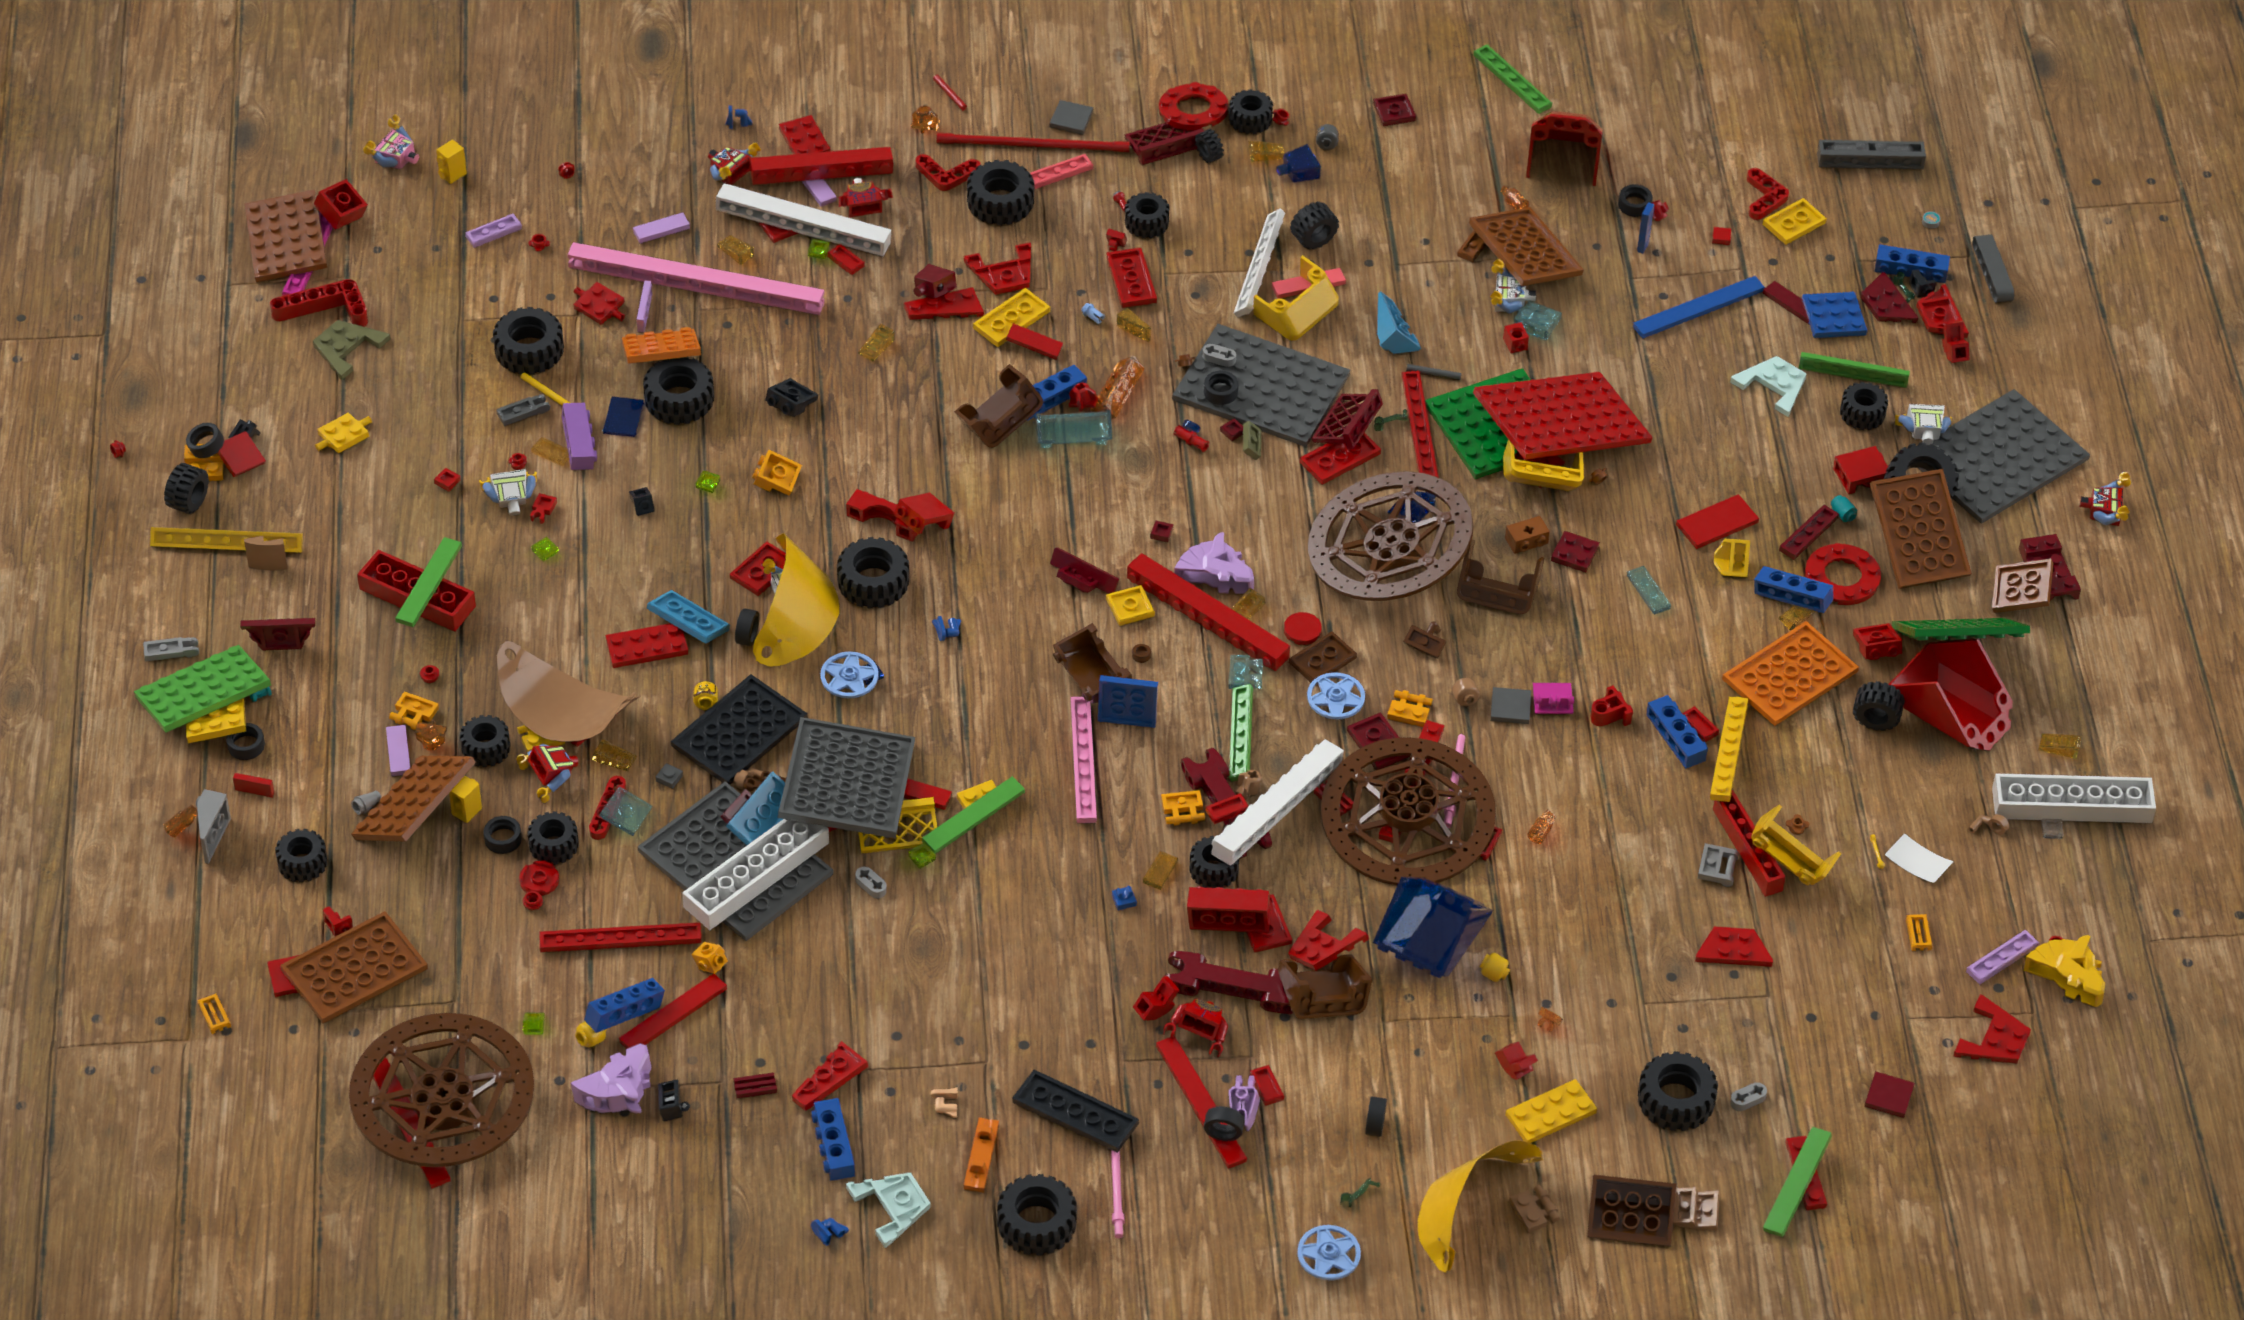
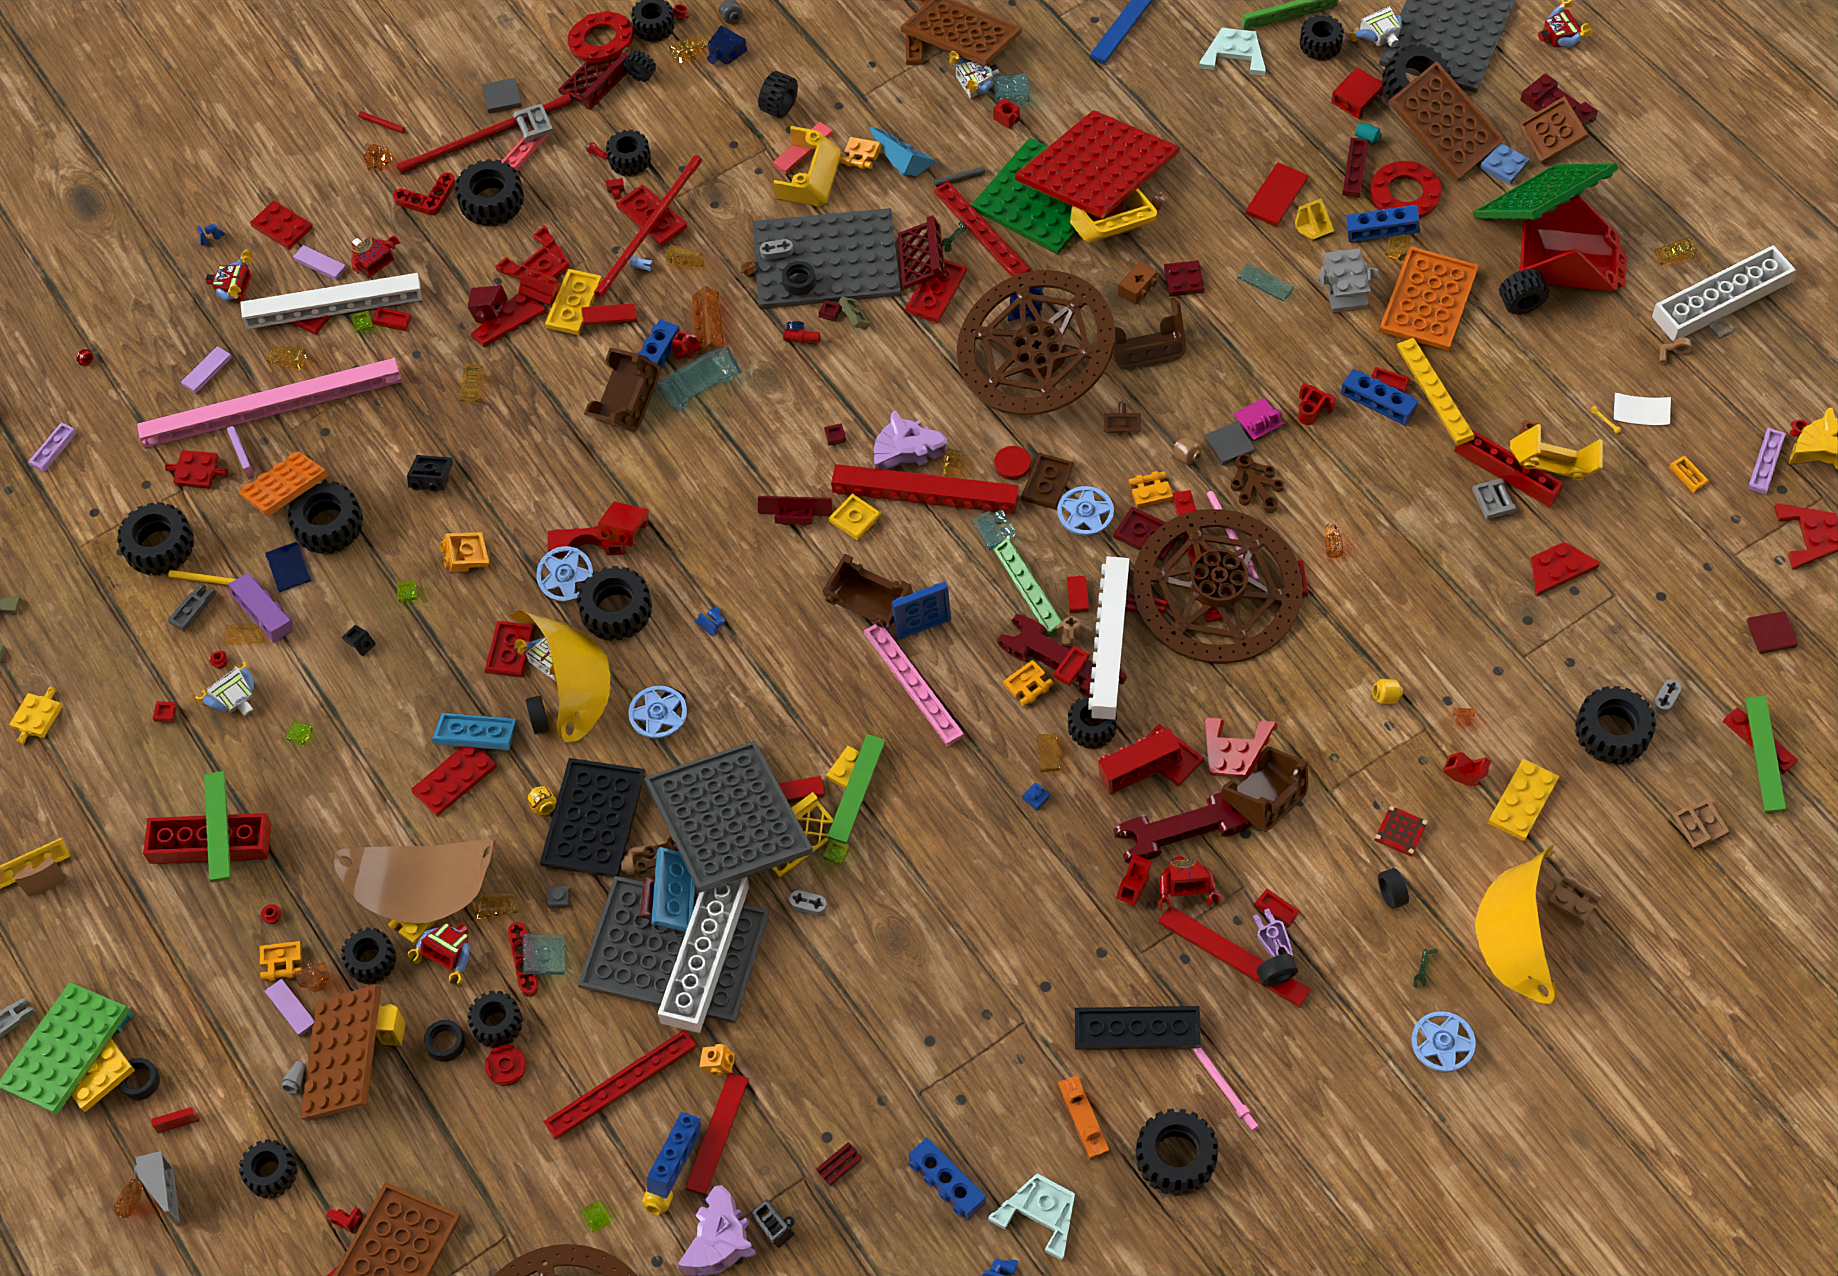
camera: 25 degrees left, 10 degrees up
(279, 633) = (104, 952): dark red wing -> none
(530, 897) = (513, 1087): red plate -> none
(539, 242) = (102, 438): red plate -> none
(543, 505) = (271, 692): red plate -> none
(821, 165) = (314, 243): red brick -> none
(834, 1073) = (900, 1116): red wing -> none
(847, 528) = (563, 573): none -> light blue wheel
(940, 1095) = (1025, 1088): light nougat piece -> none
(988, 289) = (539, 286): none -> red brick
(1048, 314) = (606, 283): none -> red piece
(1086, 151) = (538, 121): none -> light grey plate
(1141, 653) = (893, 556): reddish brown tile -> none
(1259, 263) = (751, 150): white plate -> none
(1280, 759) = (1077, 594): none -> red tile
(1361, 309) = (863, 149): none -> light orange plate
(1422, 1081) = (1401, 831): none -> tile
(1430, 925) = (1318, 682): clear blue windscreen -> none
(1511, 728) = (1256, 481): none -> reddish brown plant
(1631, 1210) = (1654, 856): reddish brown slope -> none
(1720, 620) = (1346, 279): none -> light grey torso
(1878, 641) = (1477, 234): red plate -> none
(1957, 595) = (1504, 163): none -> medium blue plate

